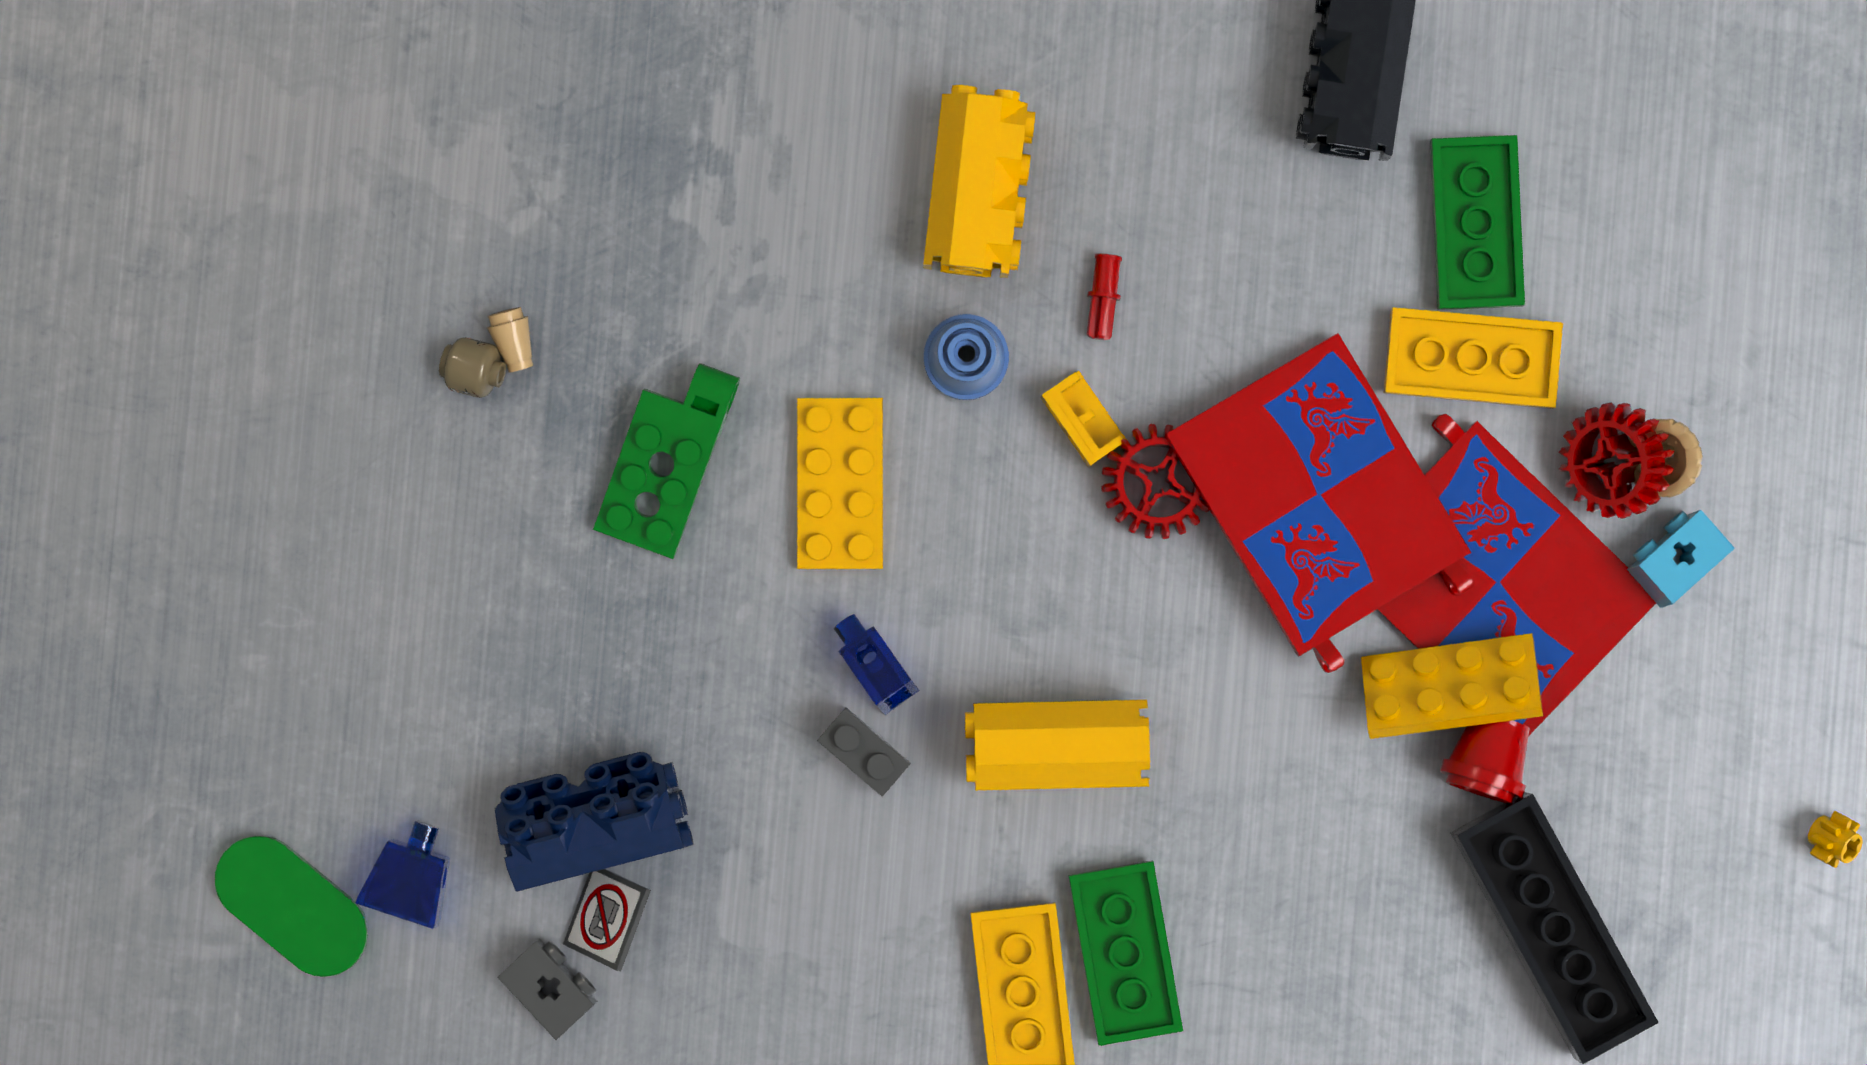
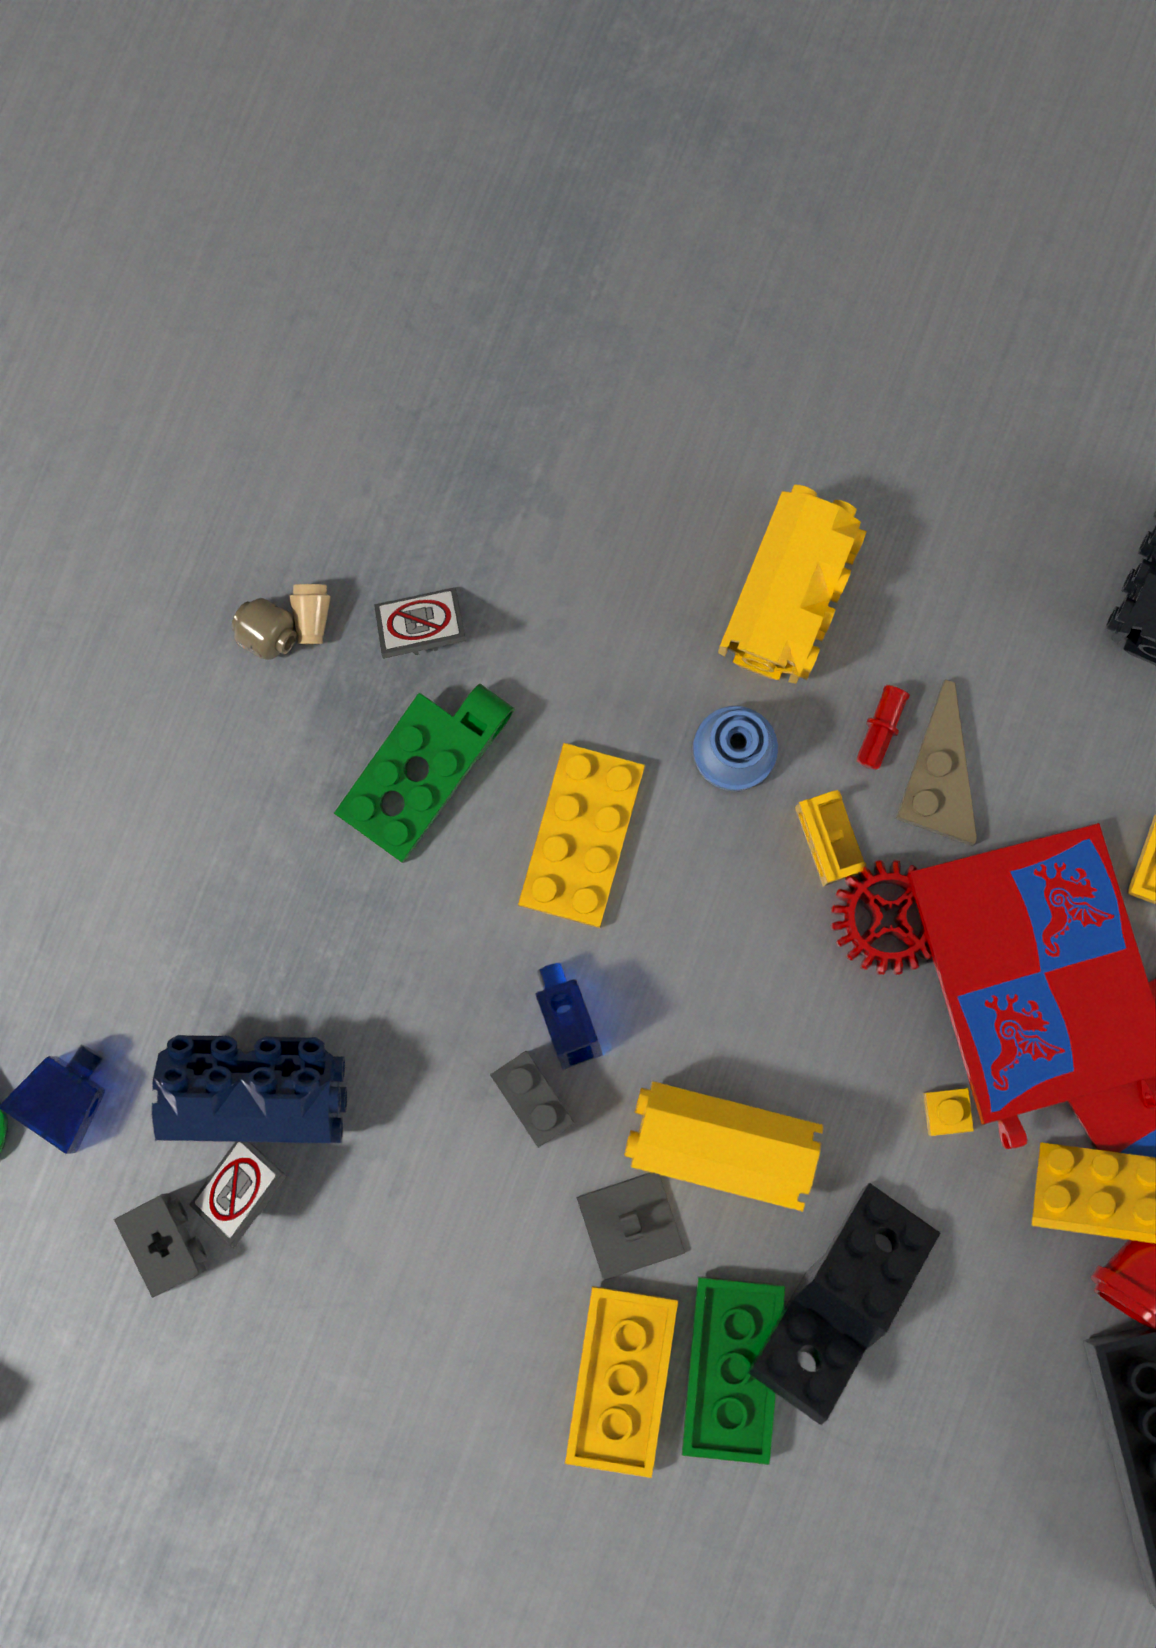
camera: 20 degrees right, 5 degrees down
(623, 319) = (419, 623): none -> piece
(991, 845) = (630, 1225): none -> dark grey piece
(1173, 336) = (939, 782): none -> dark tan wing
(1213, 860) = (844, 1303): none -> black bracket
(1266, 652) = (948, 1112): none -> yellow plate

